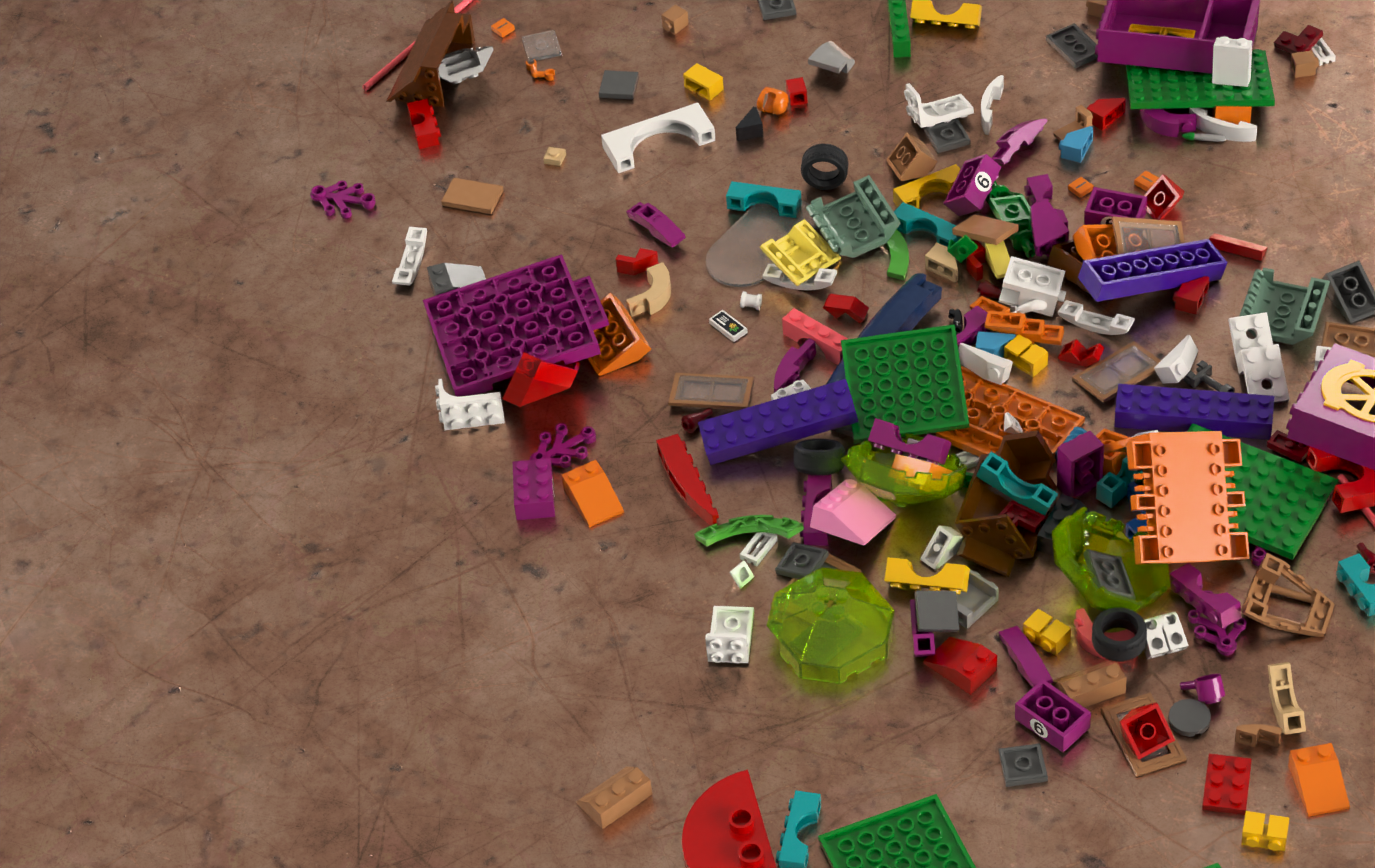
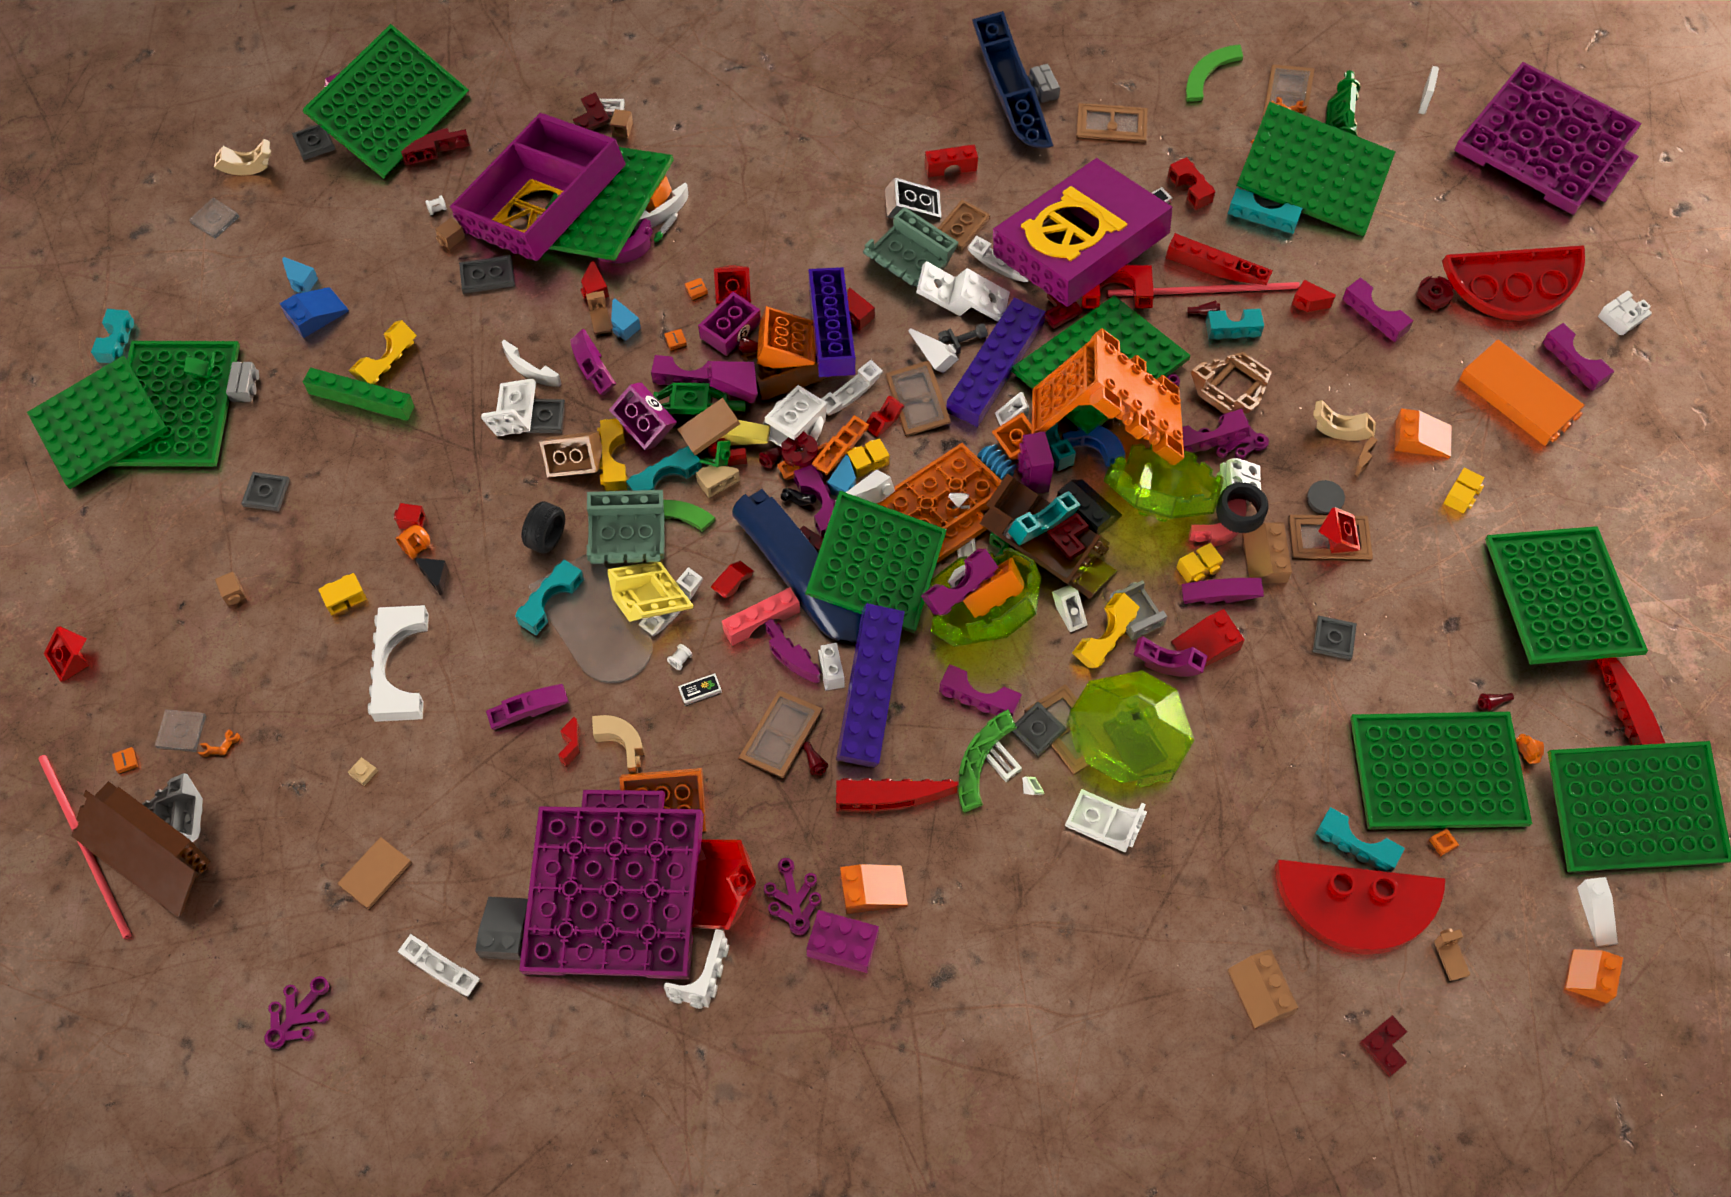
camera: 75 degrees left, 15 degrees up
(424, 123) = (215, 885): red arch -> none
(618, 84) = (291, 674): dark grey tile -> none
(819, 456) = (933, 677): black tyre -> none
(831, 58) = (383, 470): light grey slope -> none
(851, 513) = (1012, 665): bright pink slope -> none
(937, 611) = (1158, 636): dark grey tile -> none
(1008, 297) = (803, 459): none -> dark red plate
(1052, 715) = (1299, 593): magenta brick -> none
(1109, 572) = (1172, 486): dark grey tile -> none
(1145, 234) = (788, 311): clear door -> none
(1208, 688) = (1306, 469): magenta piece -> none
(1227, 784) = (1403, 498): red plate -> none
(1232, 61) = (619, 160): white brick -> none
(1238, 246) = (812, 256): red slope -> none

